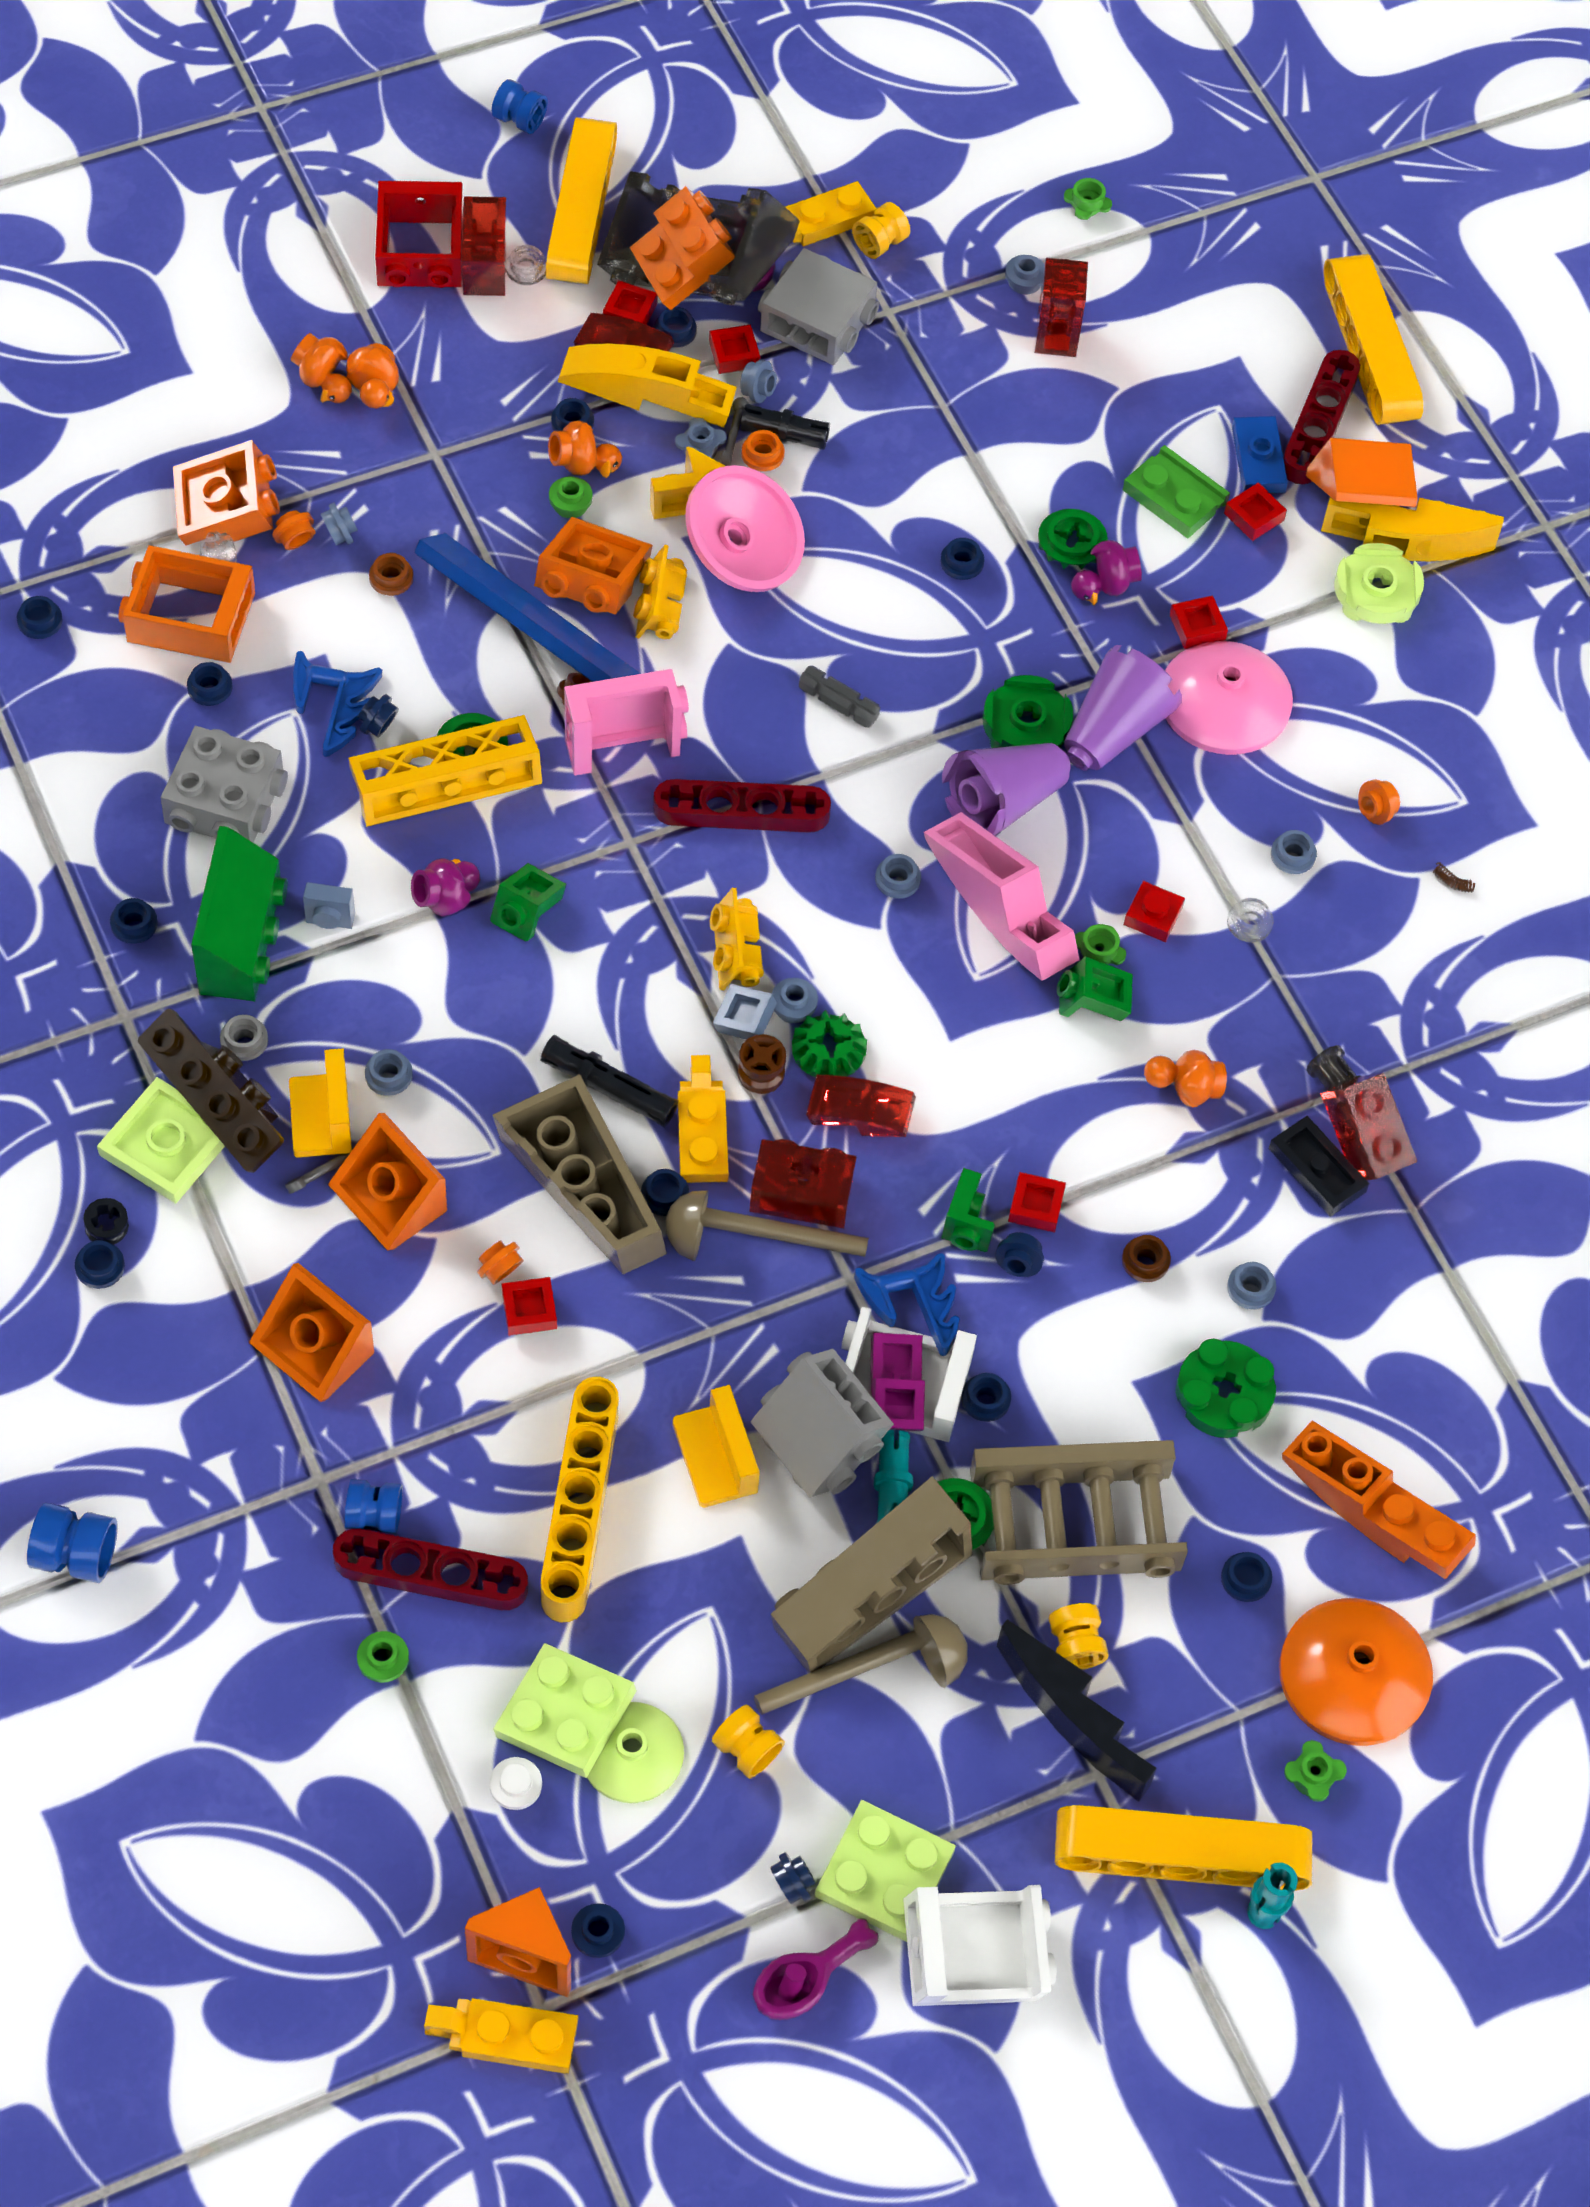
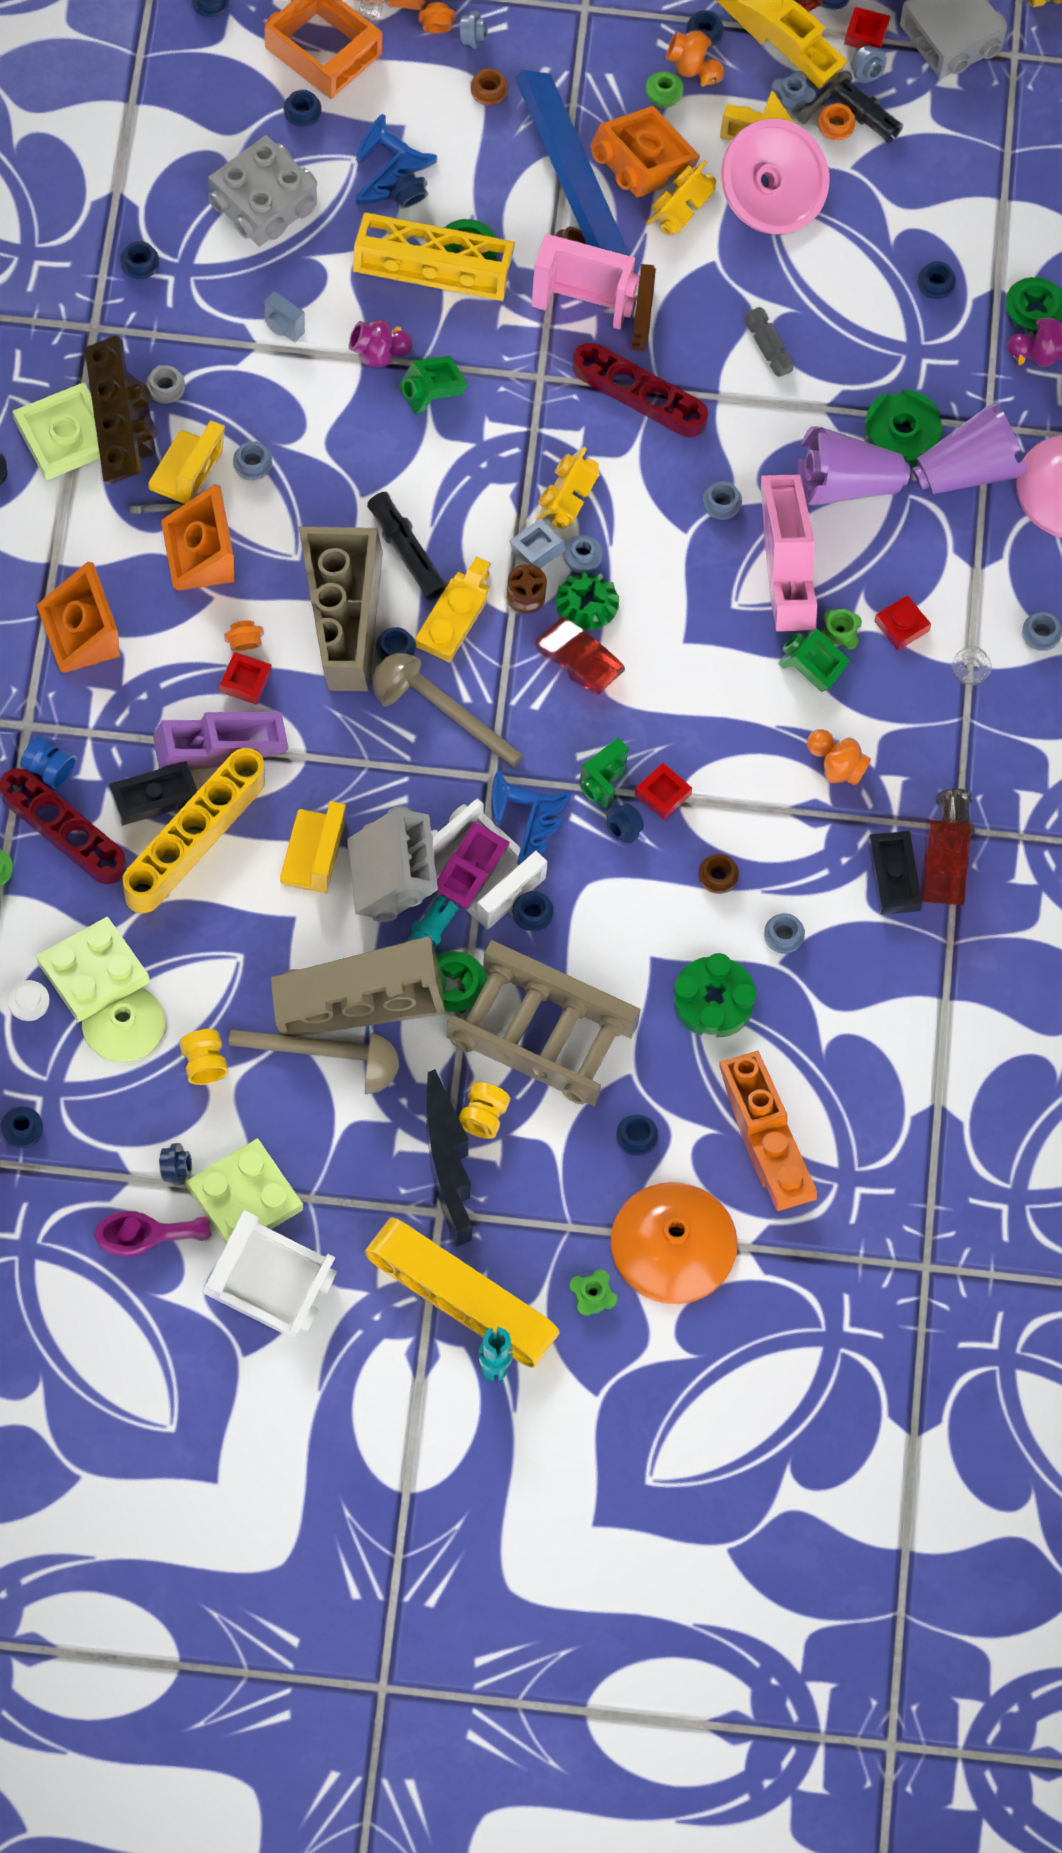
camera: 30 degrees right, 5 degrees up
(237, 918) = (208, 292): green slope -> none
(509, 1481) = (153, 793): none -> black plate
(541, 1387) = (218, 735): none -> medium lavender slope
(700, 729) = (643, 307): none -> reddish brown tile
(782, 1194) = (498, 689): clear red brick -> none

